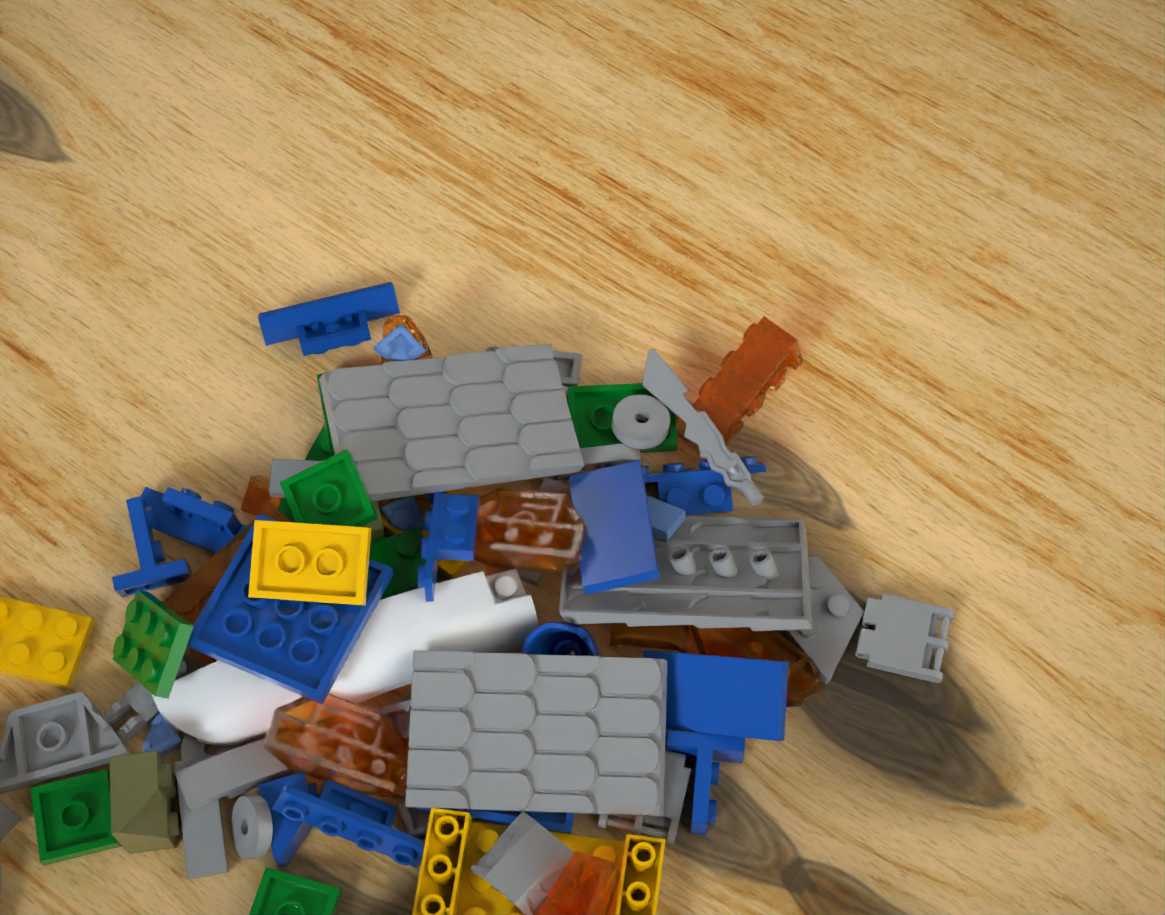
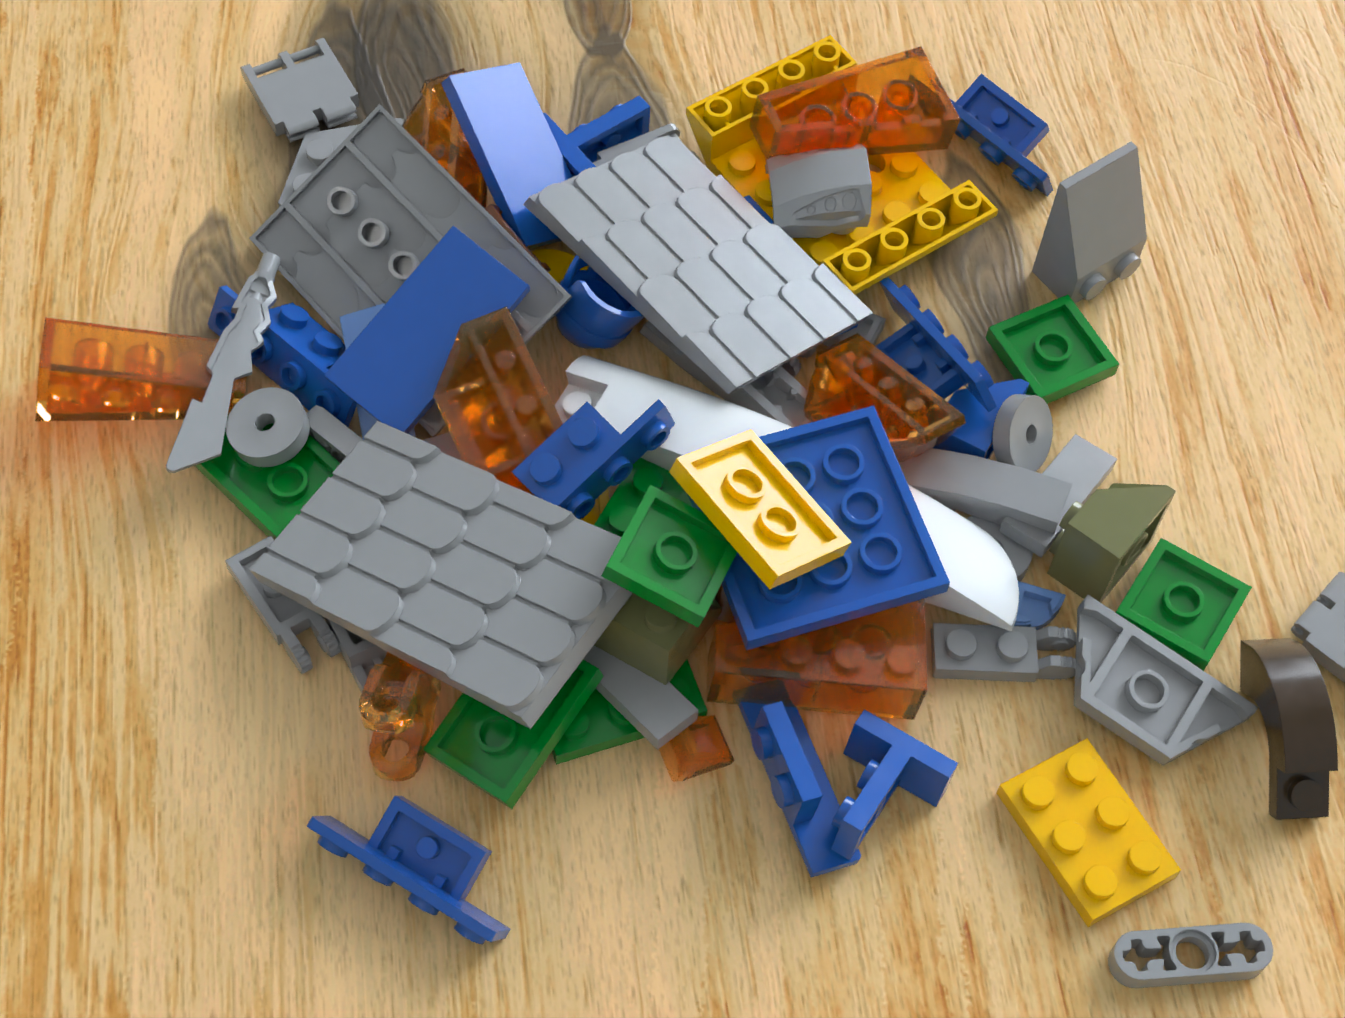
camera: 140 degrees left, 5 degrees down
(152, 643) = (973, 649): green plate -> none
(399, 346) = (408, 677): medium blue tile -> none

